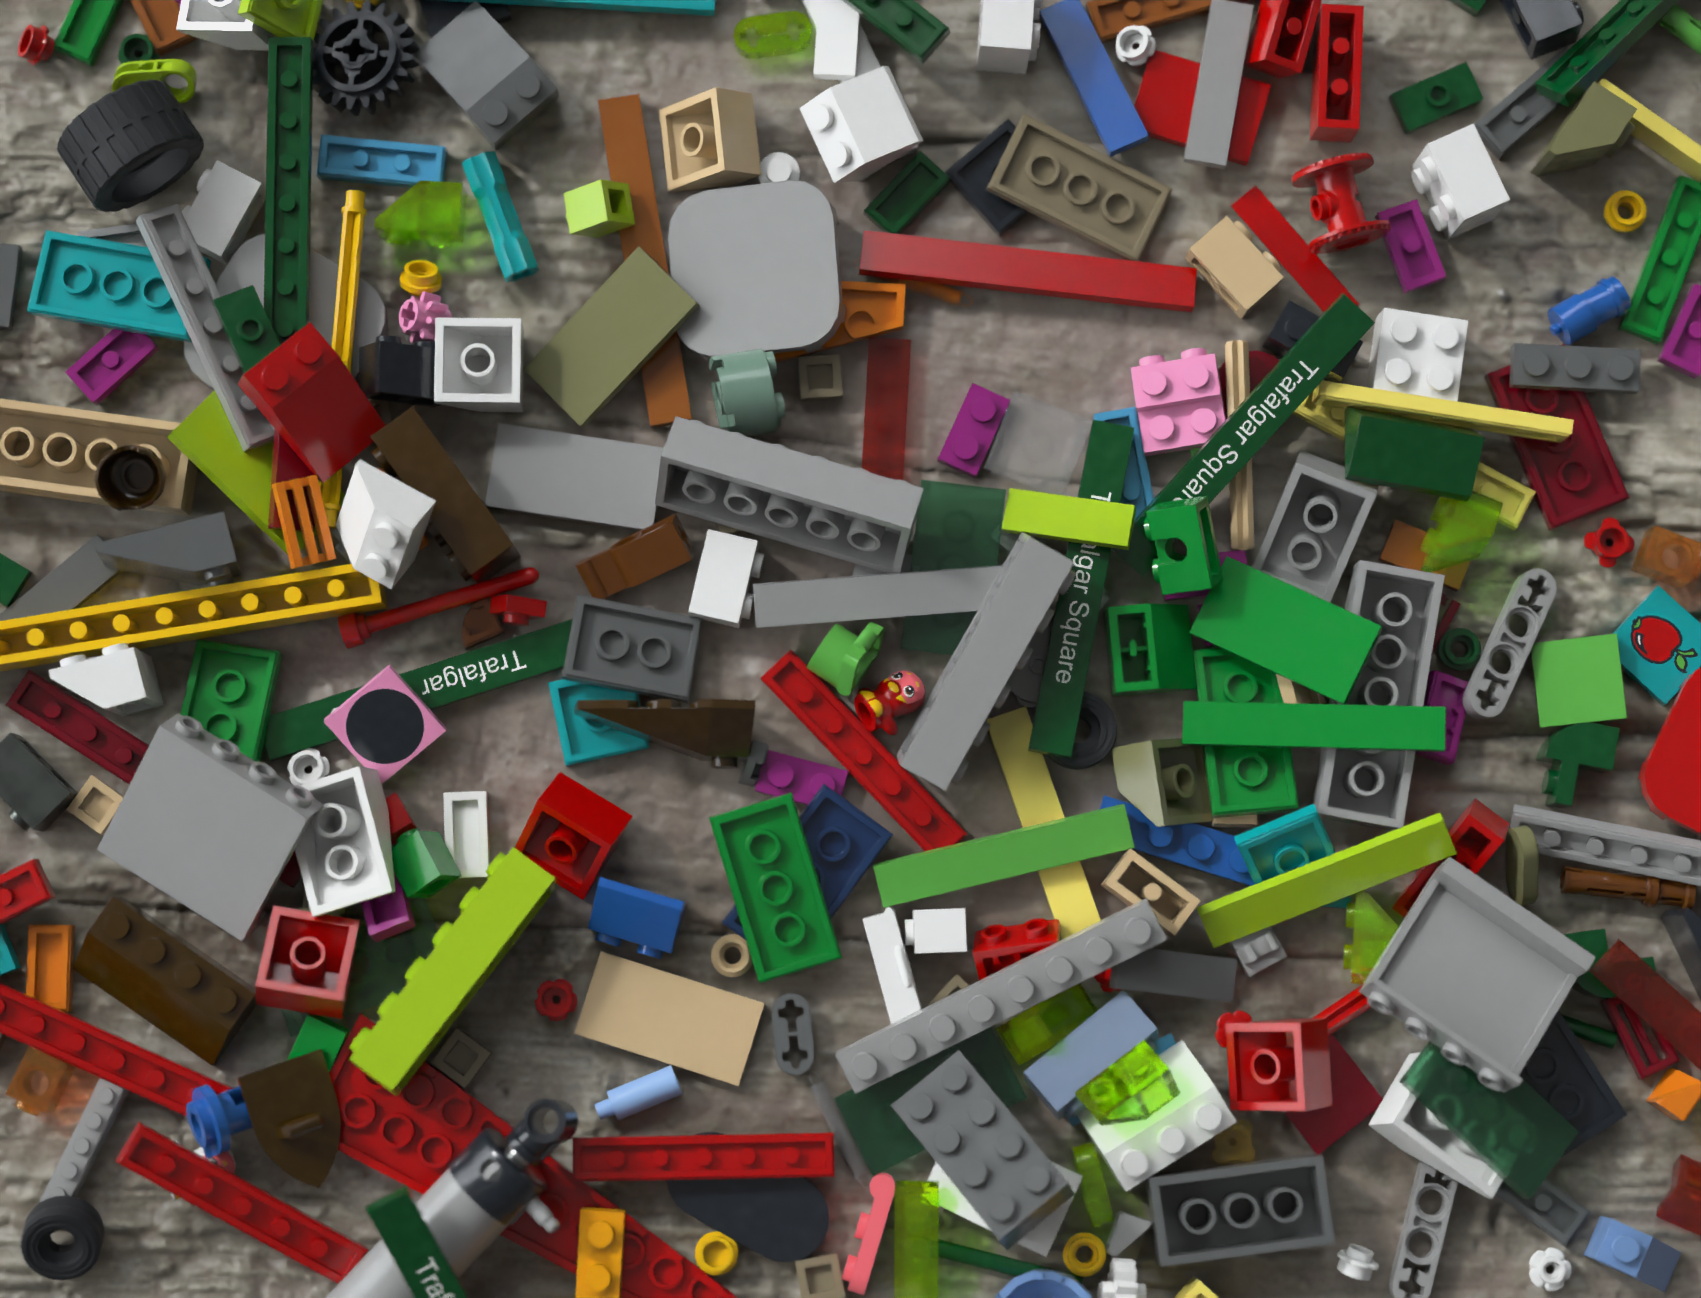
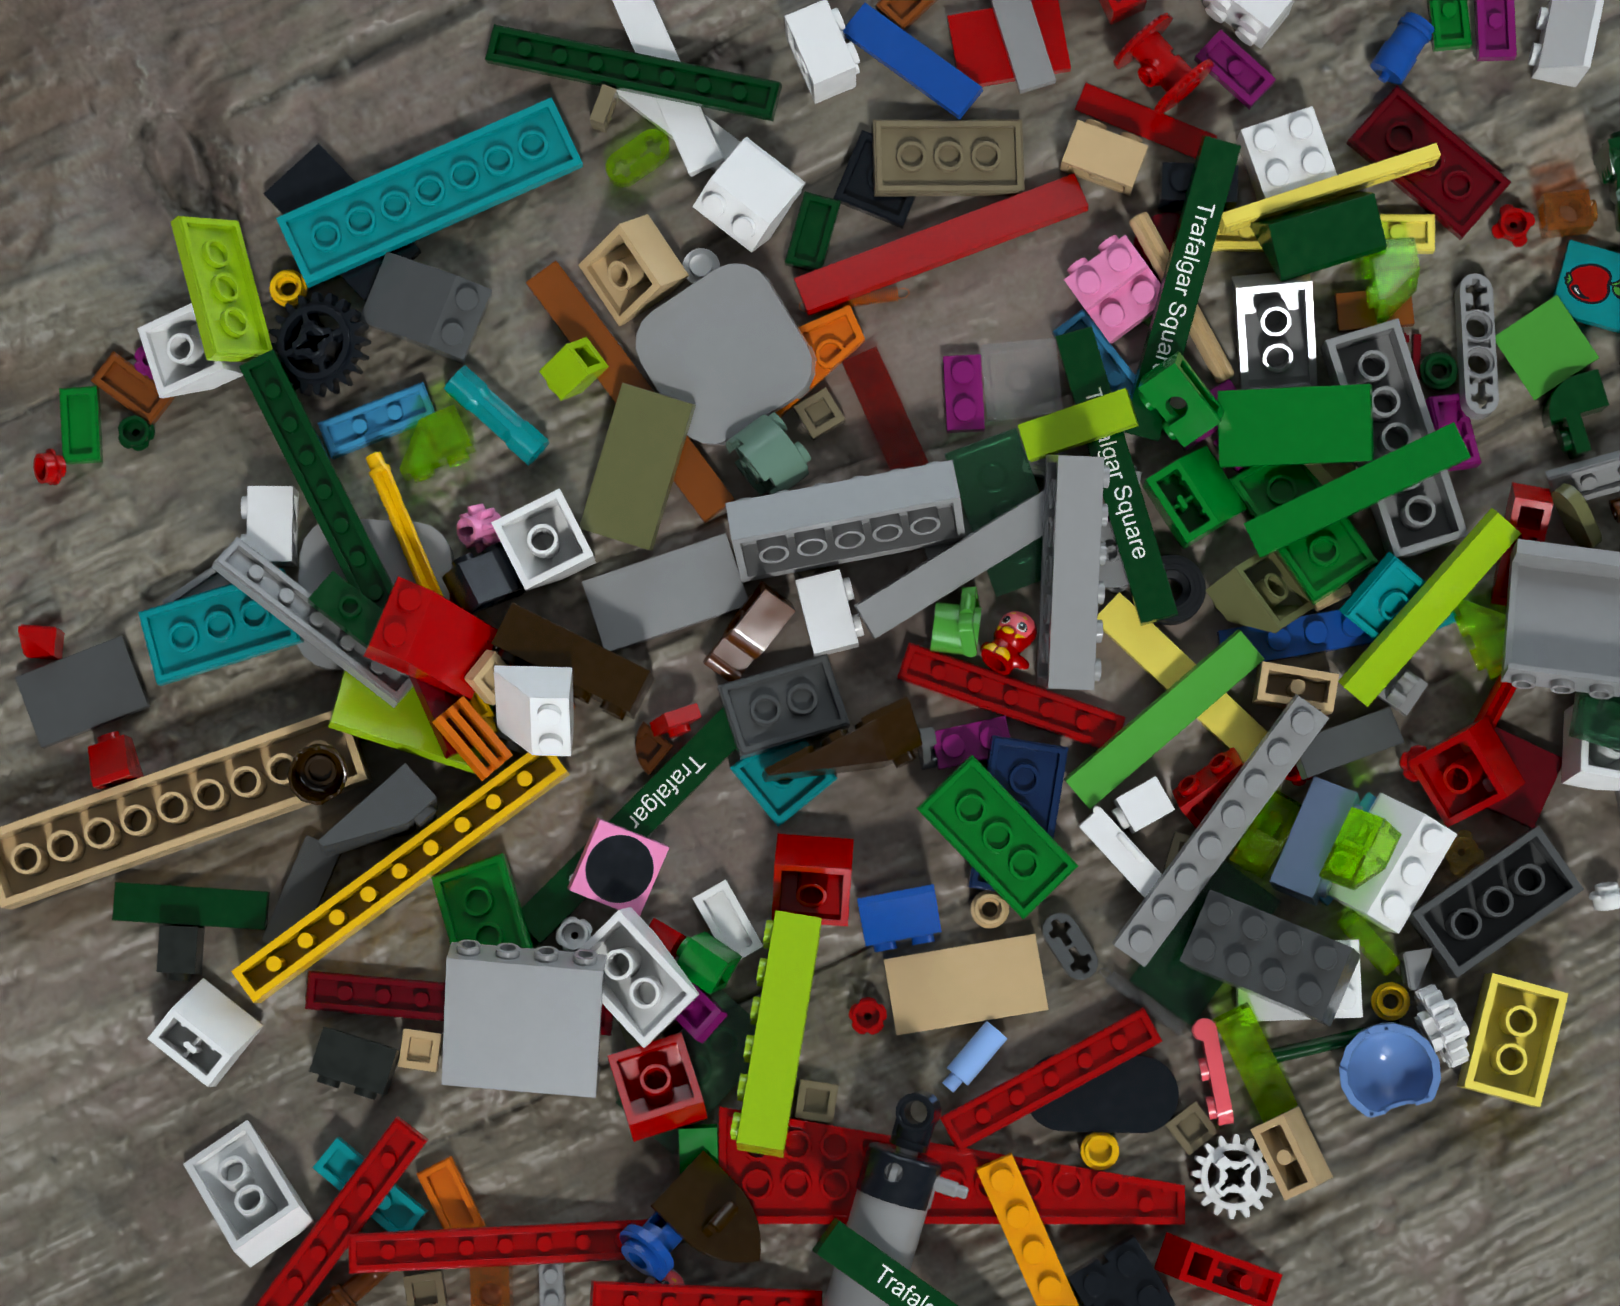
camera: 15 degrees left, 0 degrees up
(111, 363) = (245, 692): magenta plate -> none
(117, 681) = (387, 943): white slope -> none
(130, 145) = (174, 509): black tyre -> none
(157, 70) = (155, 455): lime piece -> none
(165, 979) = (549, 1161): dark brown slope -> none
(343, 463) = (482, 676): none -> tan tile
(357, 628) = (556, 801): red piece -> none
(420, 277) = (458, 496): yellow plate -> none
(1130, 36) = (924, 15): white plate -> none
(1575, 368) = (1415, 100): dark grey plate -> none

